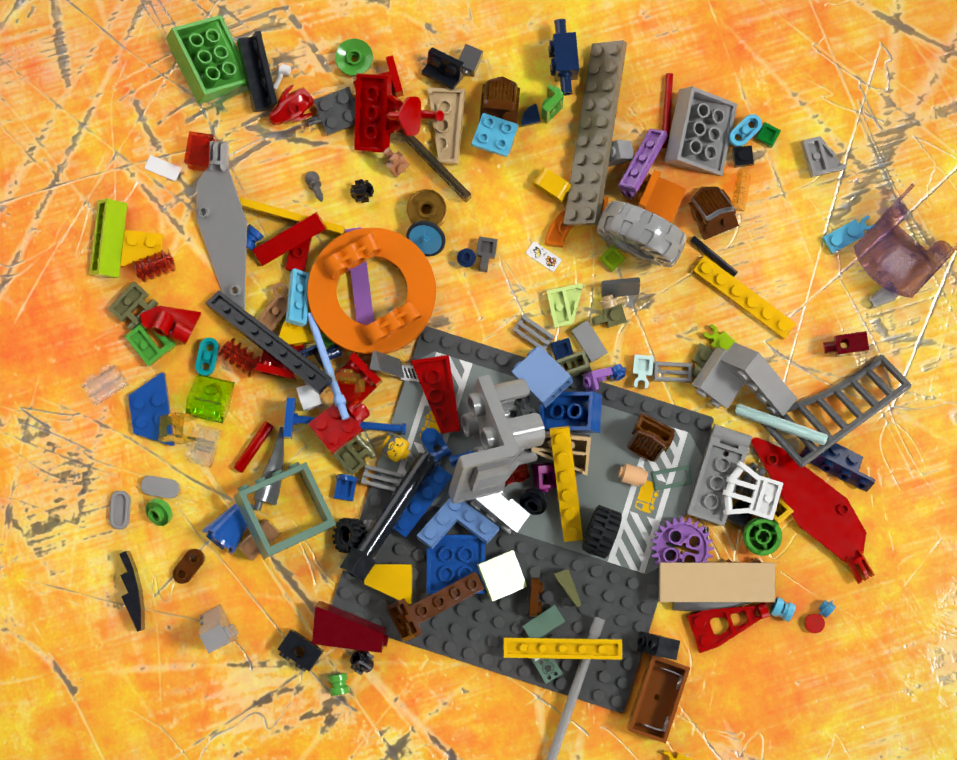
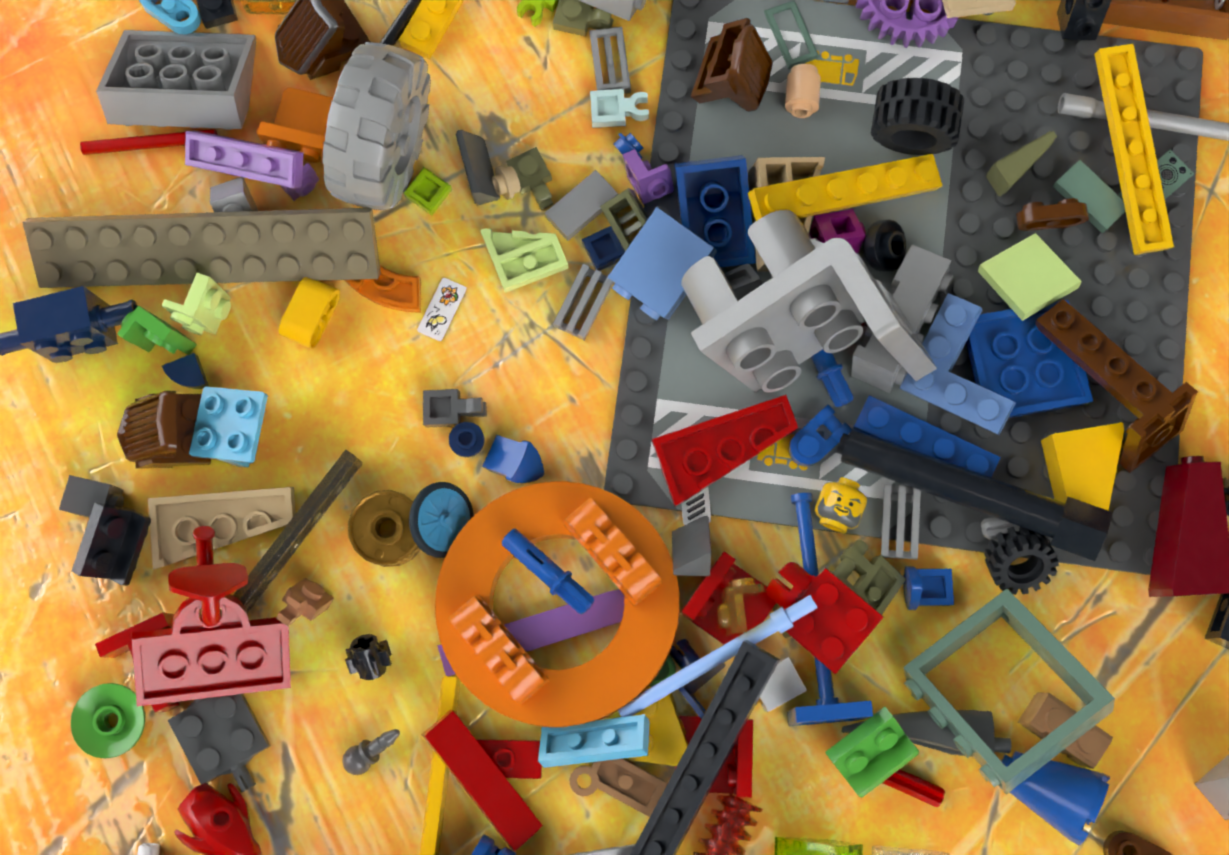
camera: 95 degrees left, 5 degrees down
(266, 435) = (872, 752): none -> bright green bracket
(384, 289) = (548, 572): none -> blue axle
(451, 281) = (514, 460): none -> blue tile
(564, 132) = (203, 308): none -> yellowish green bracket

